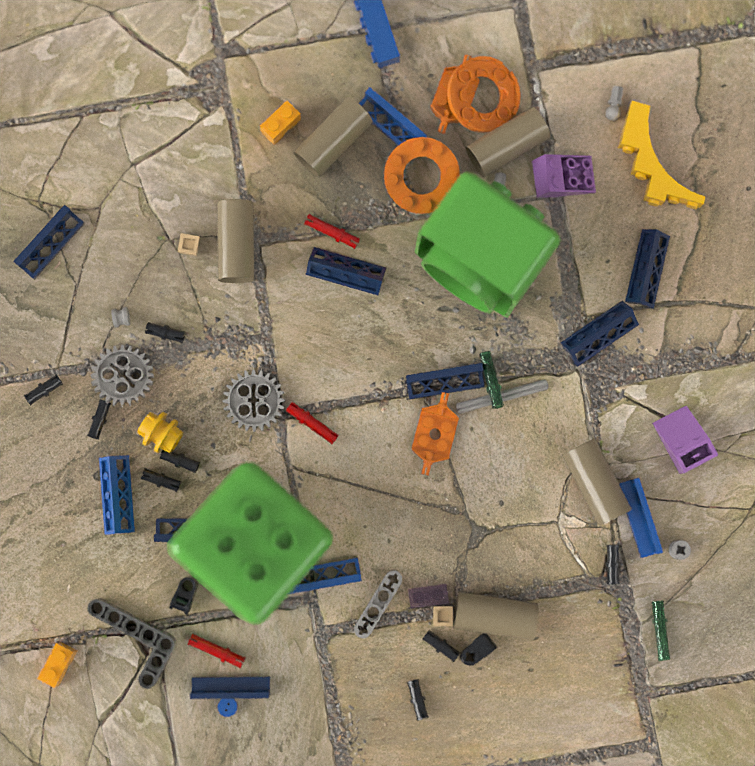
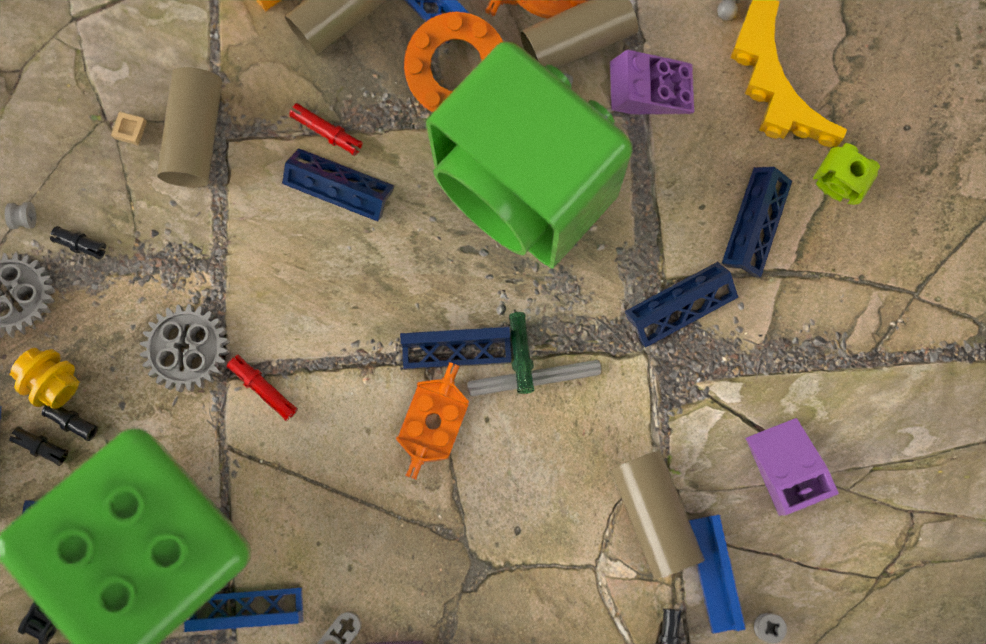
camera: 15 degrees right, 5 degrees down
(707, 229) = (846, 174): none -> lime brick

